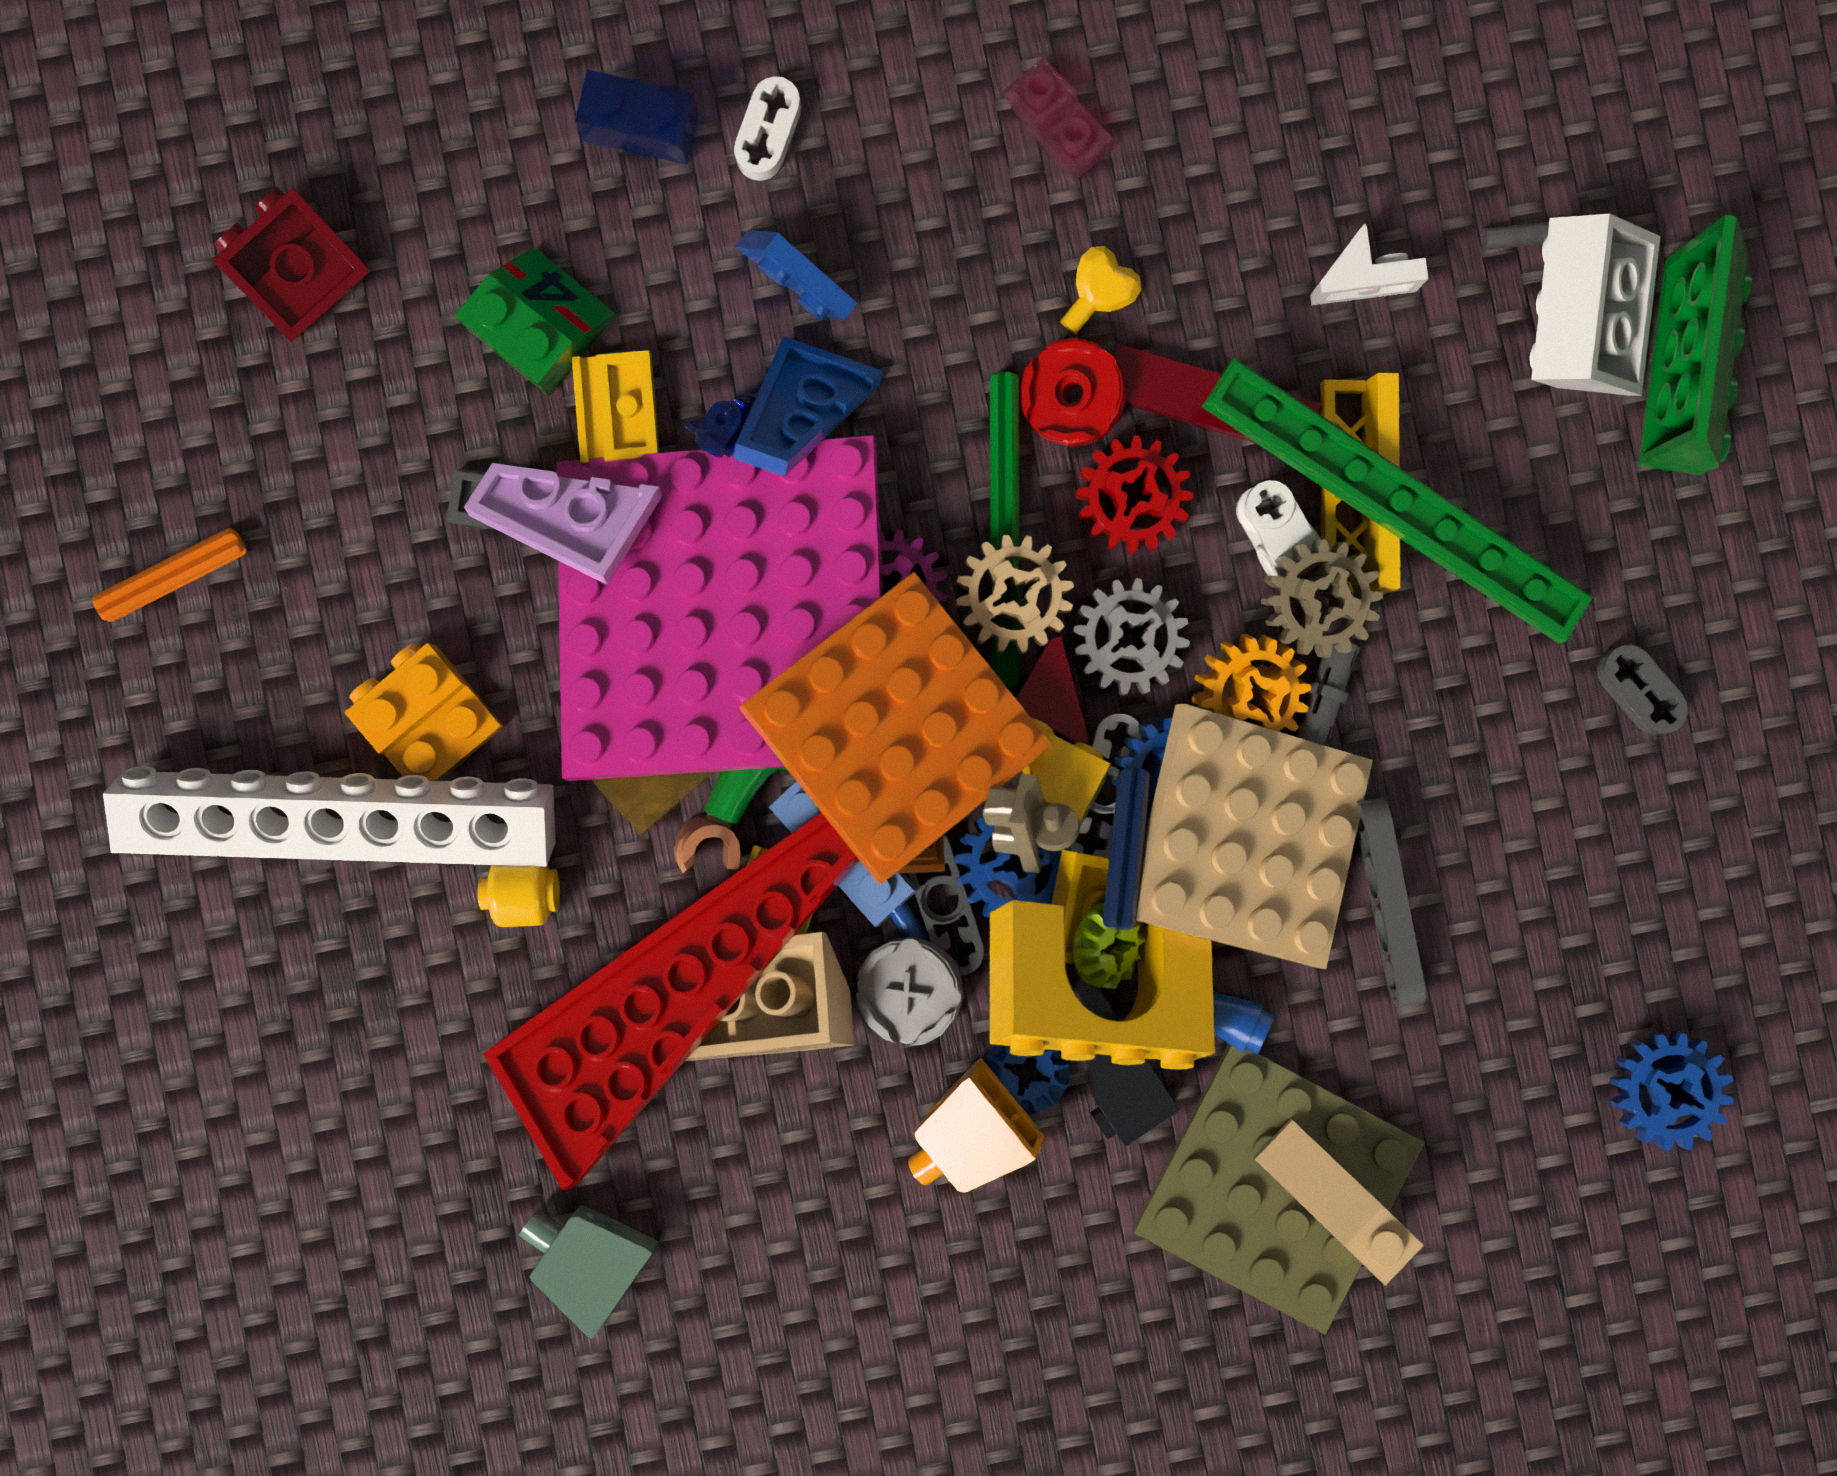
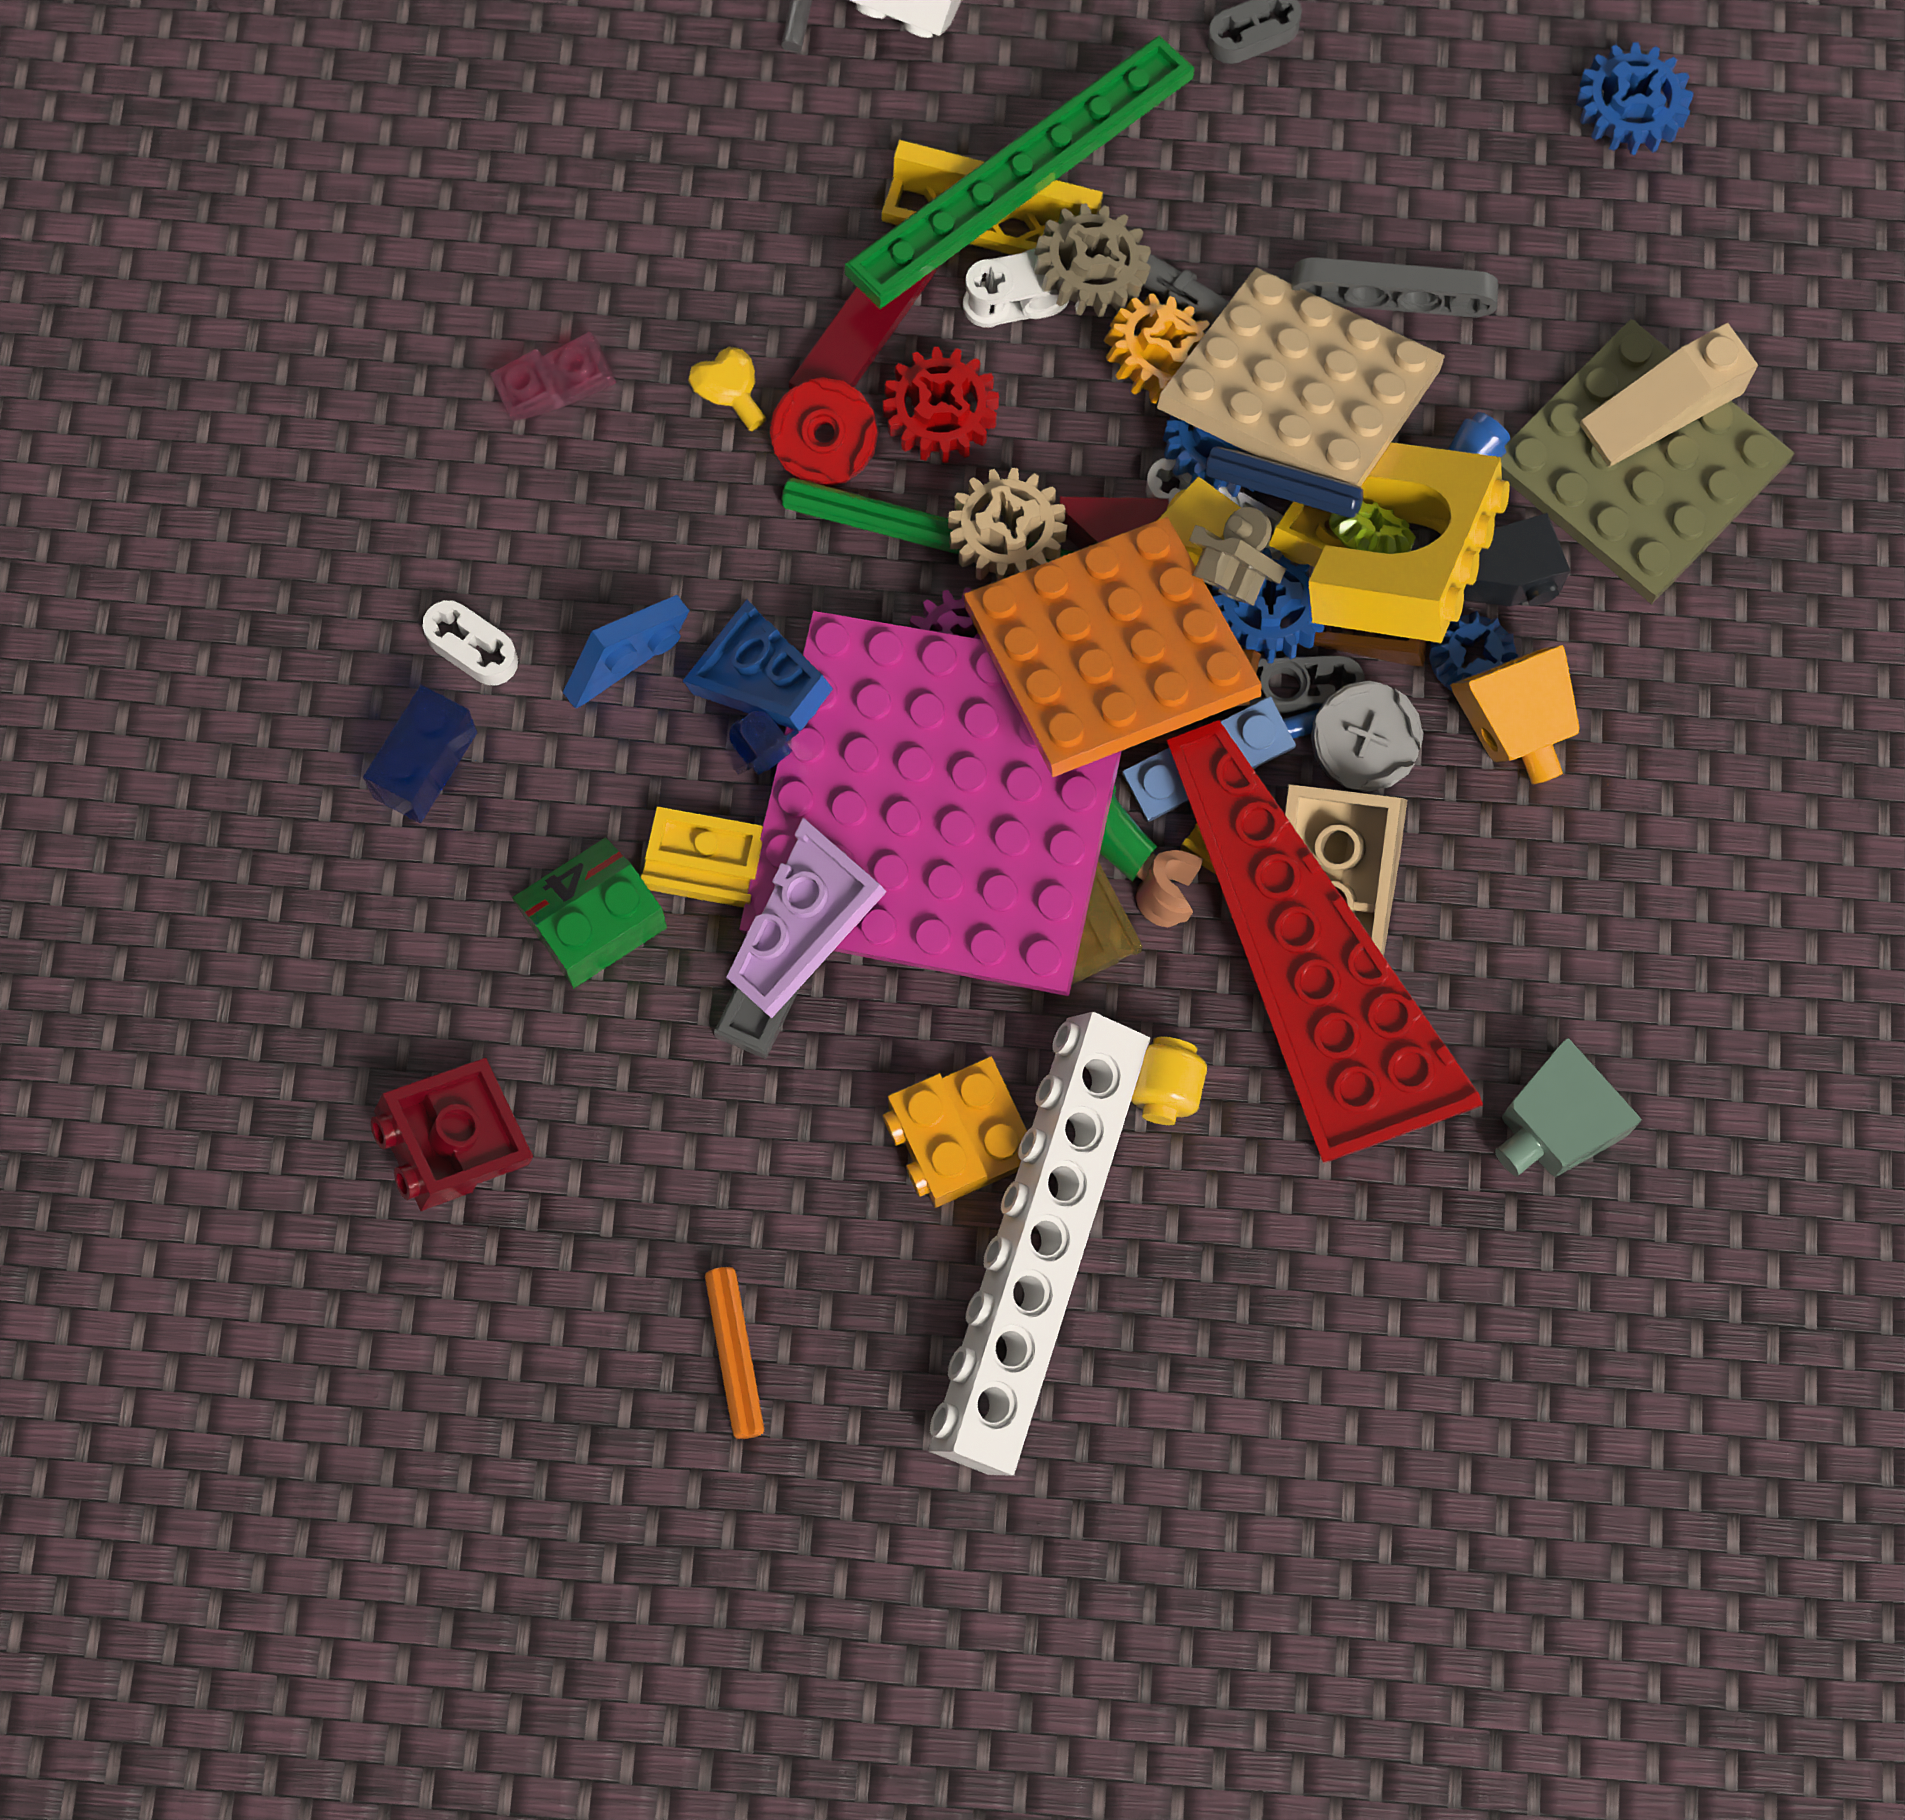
camera: 70 degrees left, 15 degrees down
(1113, 617) = (1089, 426): light grey gear -> none
(1357, 278) = (790, 156): white slope -> none

